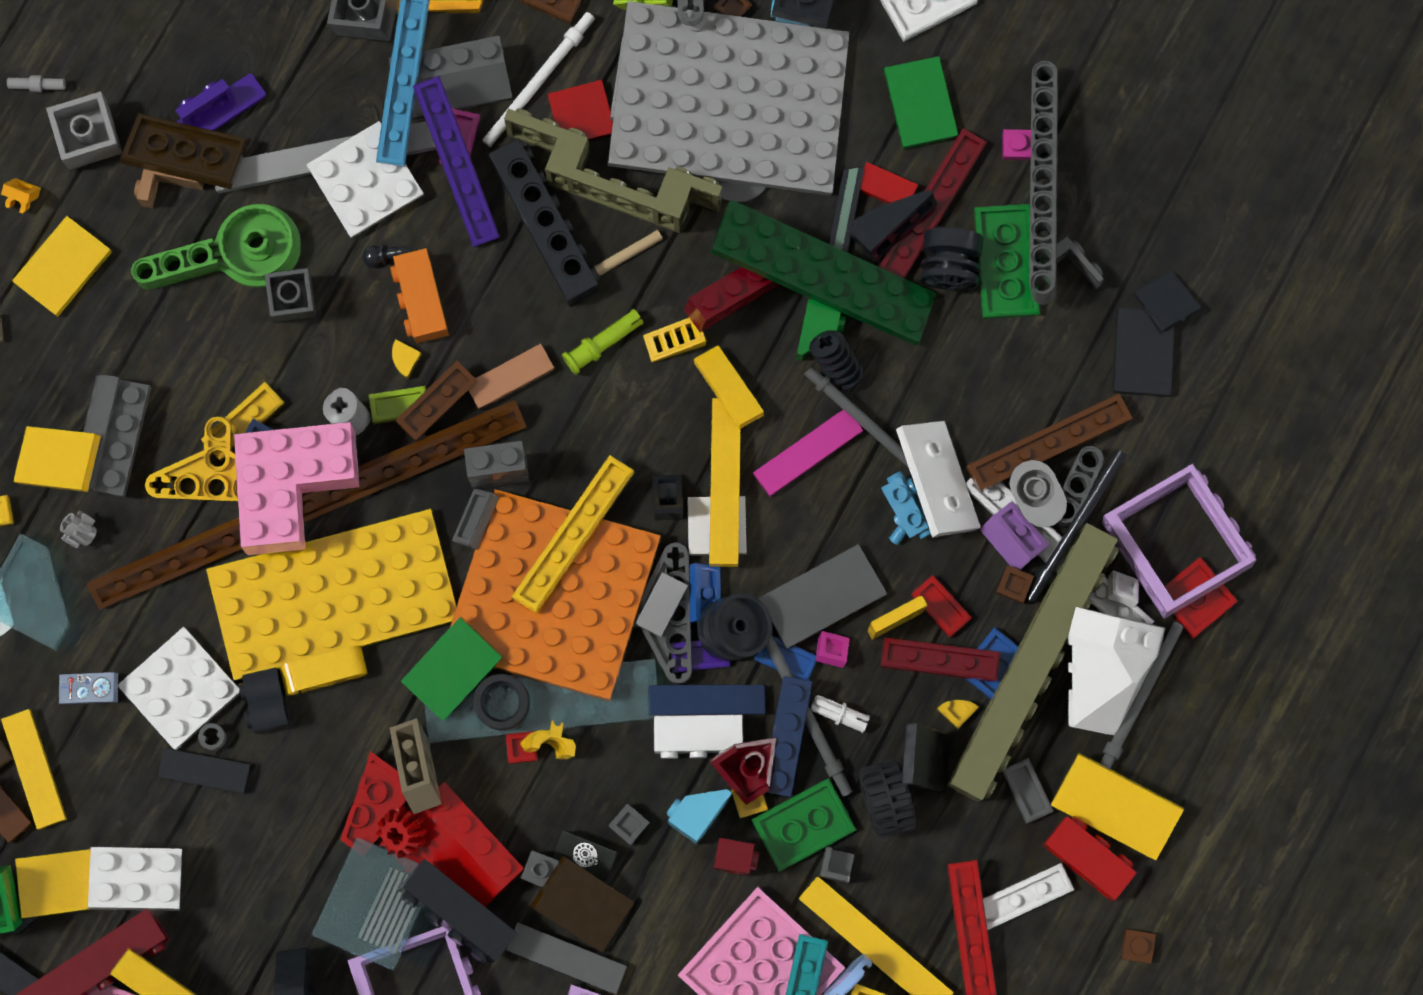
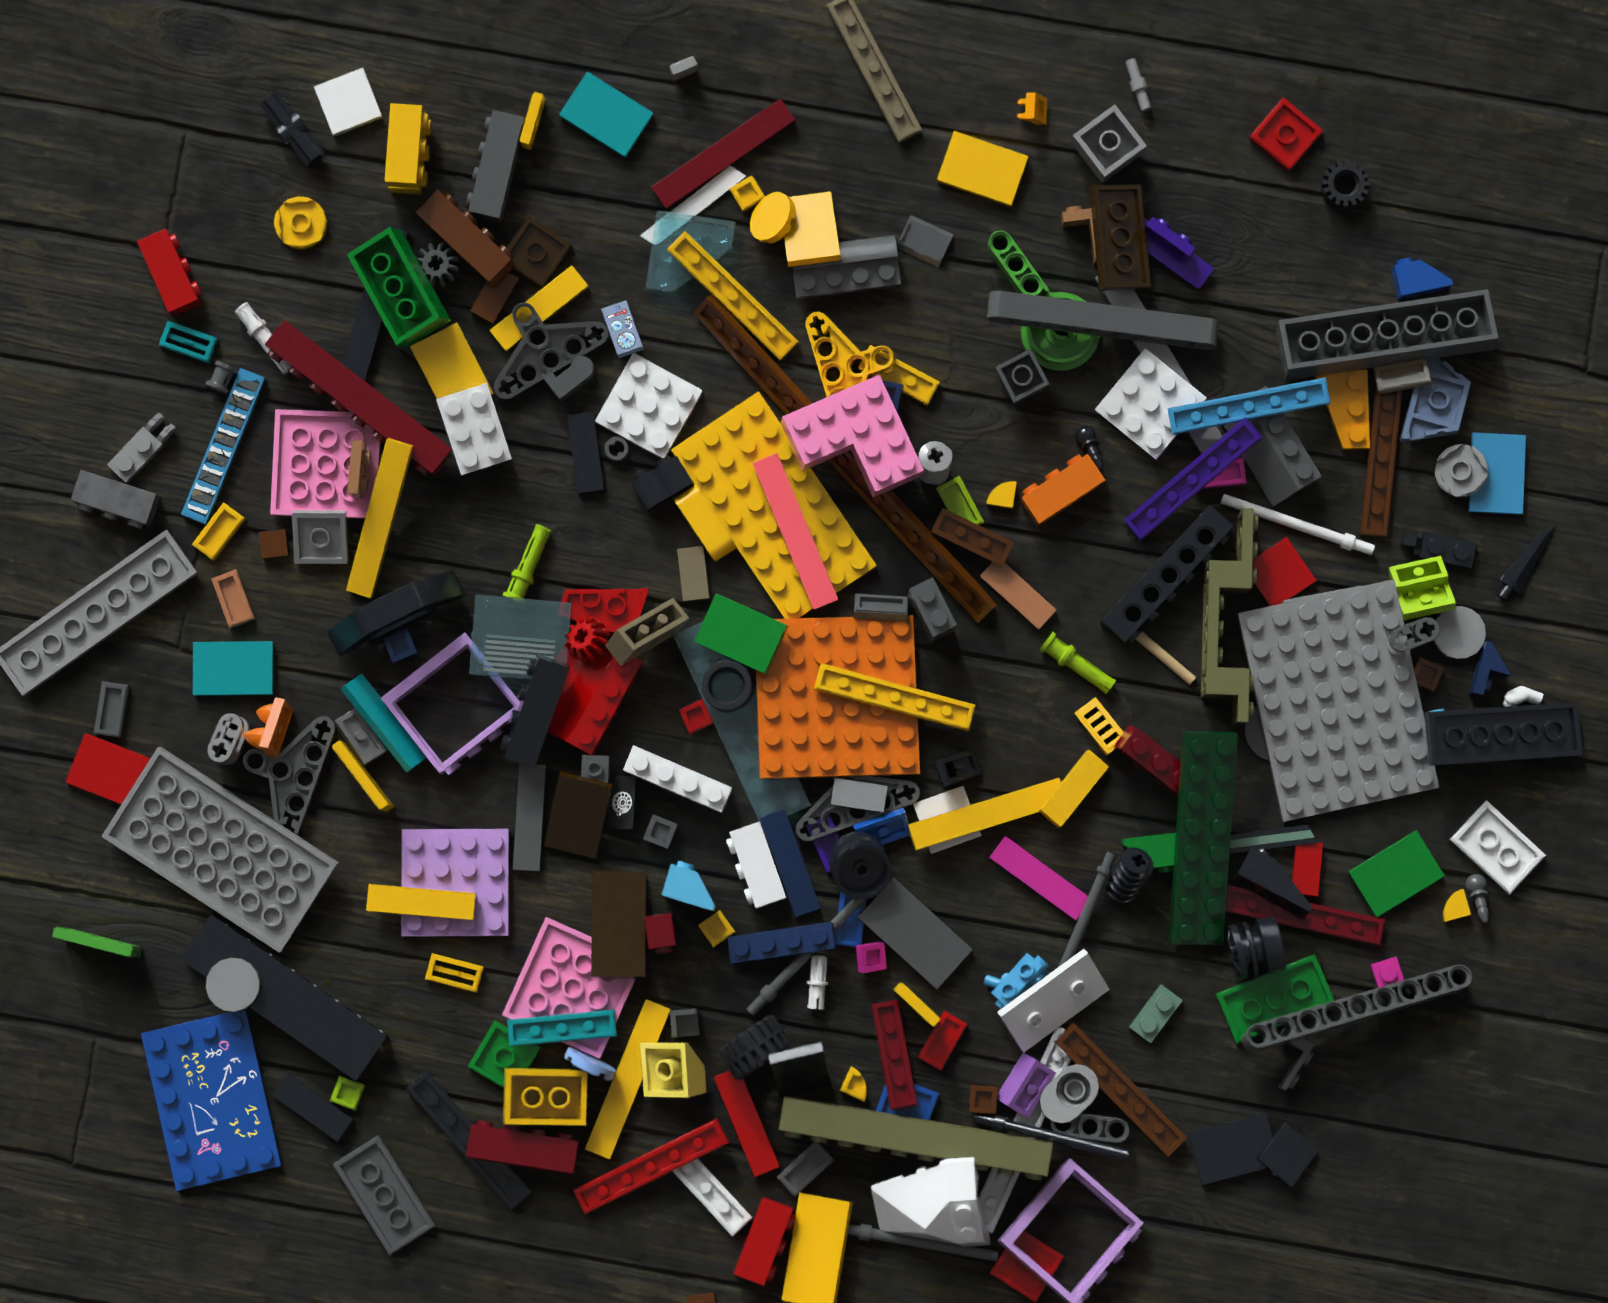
camera: 75 degrees right, 5 degrees up
(30, 492) = (772, 217): none -> yellow tile
(74, 762) = (555, 341): none -> dark grey beam
(78, 529) = (755, 269): light grey gear -> none
(95, 562) = (732, 295): none -> yellow tile
(114, 349) = (924, 241): none -> dark grey piece
(121, 759) = (571, 379): none -> dark grey leg
(261, 196) = (1102, 320): none -> dark grey beam
(310, 880) = (523, 575): none -> lime pin
(365, 578) = (795, 531): none -> coral tile
(371, 700) = (693, 573): none -> dark tan tile
(563, 747) = (706, 726): yellow piece -> none
(580, 787) = (677, 779): none -> white brick
(711, 900) = (618, 924): none -> dark brown tile
(747, 767) = (741, 917): dark red slope -> none
(803, 825) = (710, 982): green tile -> none
(882, 895) = (671, 1070): none -> light yellow slope
(959, 30) = (1476, 886): none -> dark grey bar
(961, 836) = (747, 1123): none -> red tile
(972, 56) = (1456, 906): none -> yellow tile
(983, 383) = (1155, 1013): none -> sand green plate
(1123, 589) = (1011, 1196): white tile -> none

